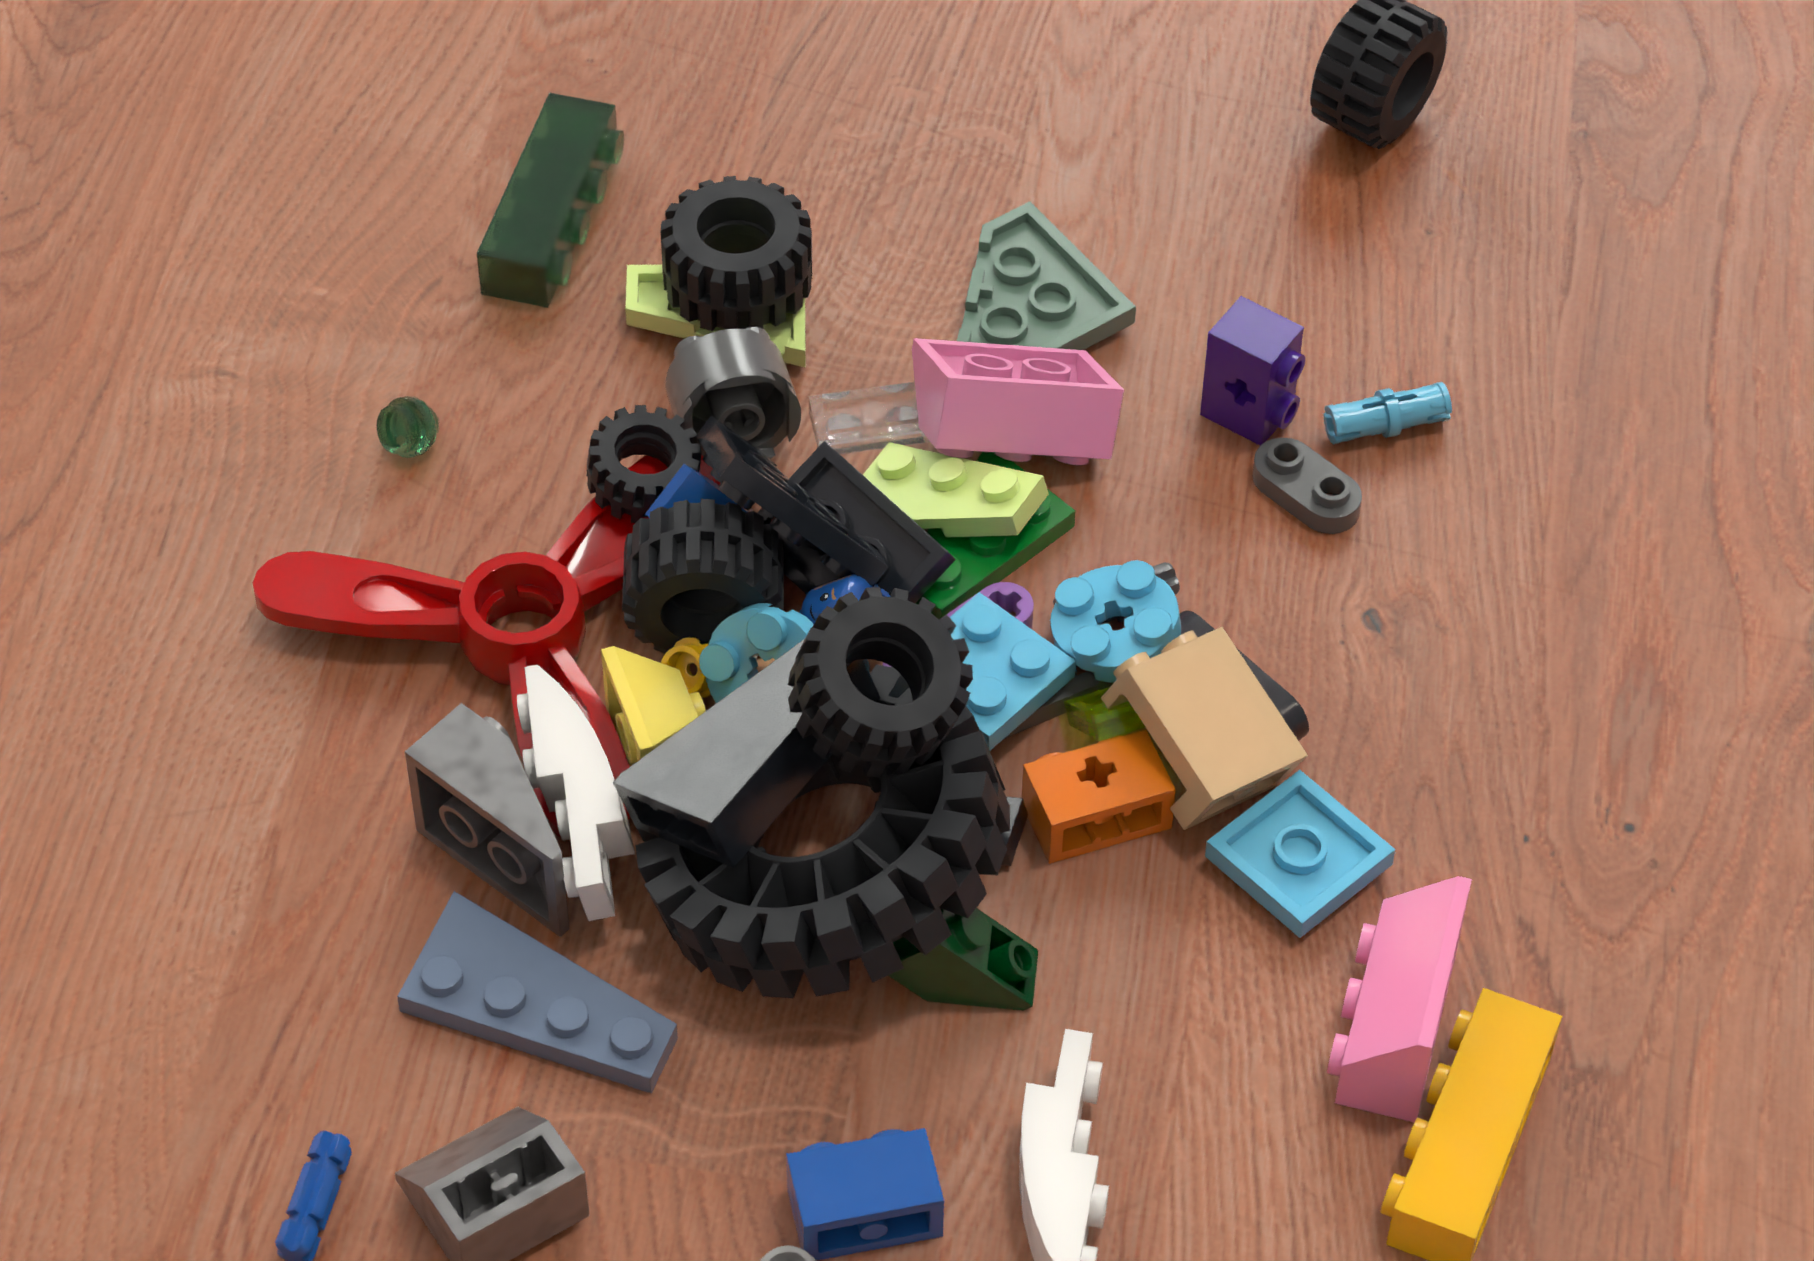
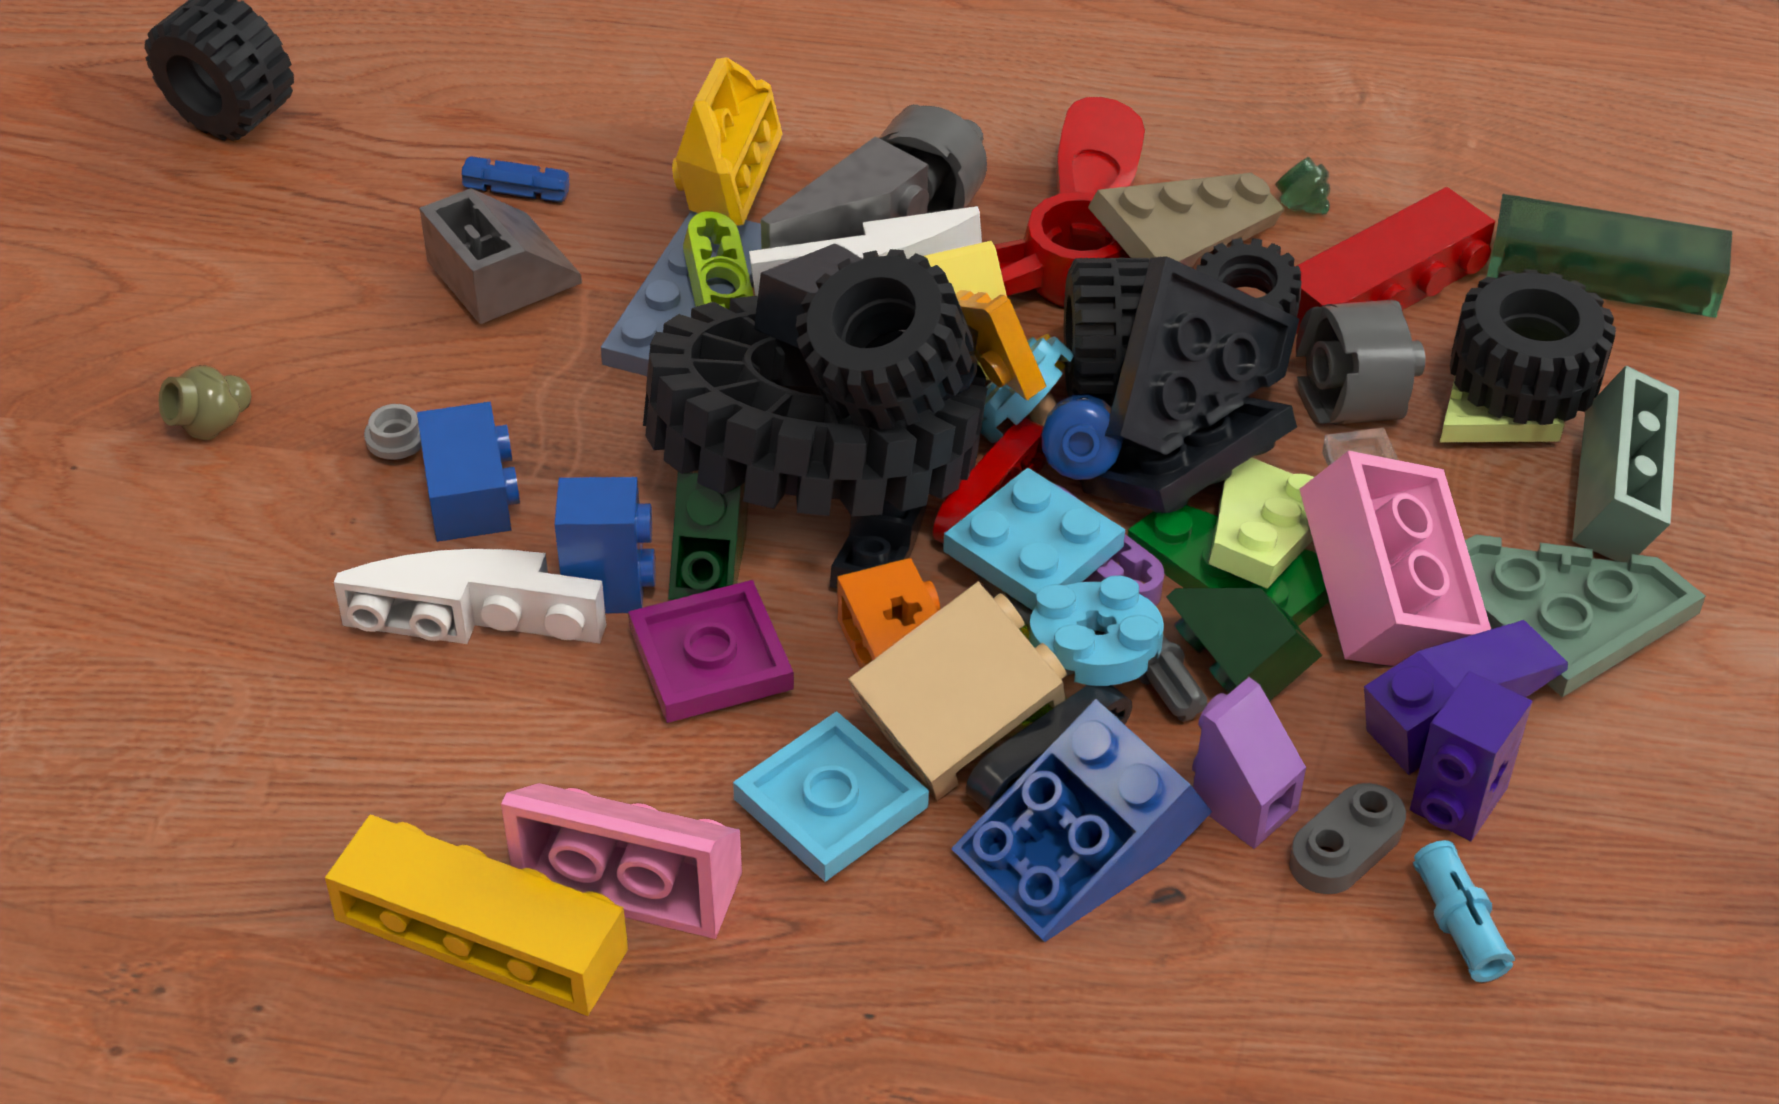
camera: 90 degrees right, 5 degrees down
(346, 943) = (727, 142): none -> yellow wedge
(367, 743) = (950, 149): none -> dark grey brick
(501, 514) = (1186, 215): none -> dark tan wing
(522, 970) = (727, 264): none -> lime beam
(549, 358) = (1401, 256): none -> red brick
(775, 637) = (1001, 343): none -> light orange wing
(881, 223) = (1626, 466): none -> sand green brick
(1013, 1028) = (603, 535): none -> blue brick
(1100, 517) = (1245, 636): none -> dark green slope
(1119, 955) = (710, 651): none -> magenta plate
(1161, 379) = (1414, 691): none -> dark purple slope
(1265, 534) = (1247, 764): none -> medium lavender slope
(1331, 656) = (1081, 824): none -> blue slope

